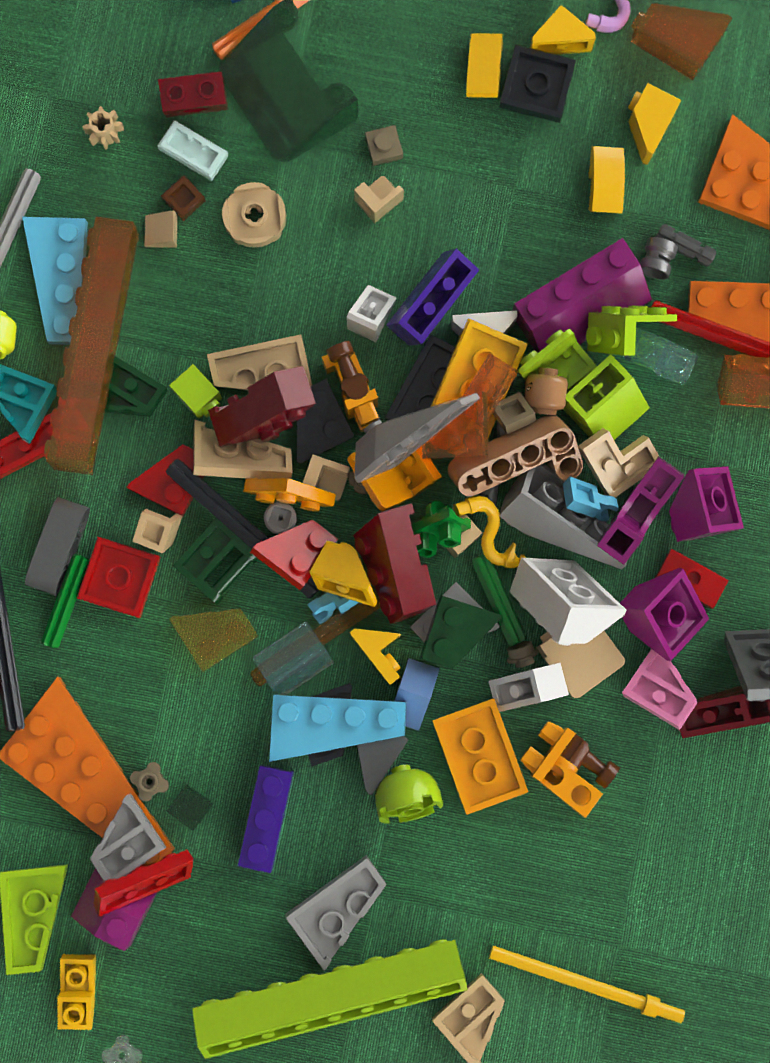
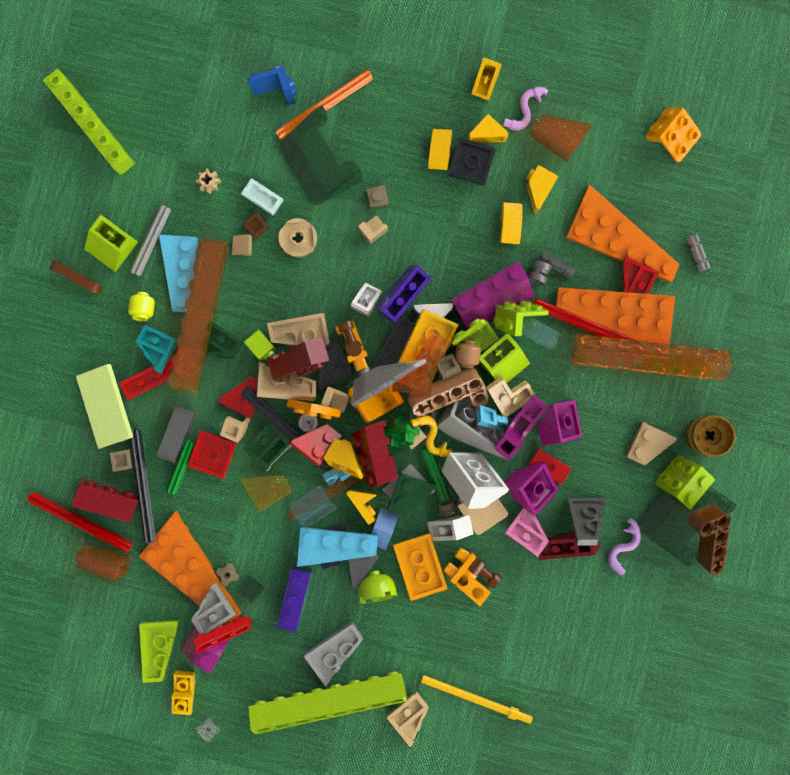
camera: 10 degrees right, 5 degrees up
(193, 94) = (262, 162): dark red brick -> none

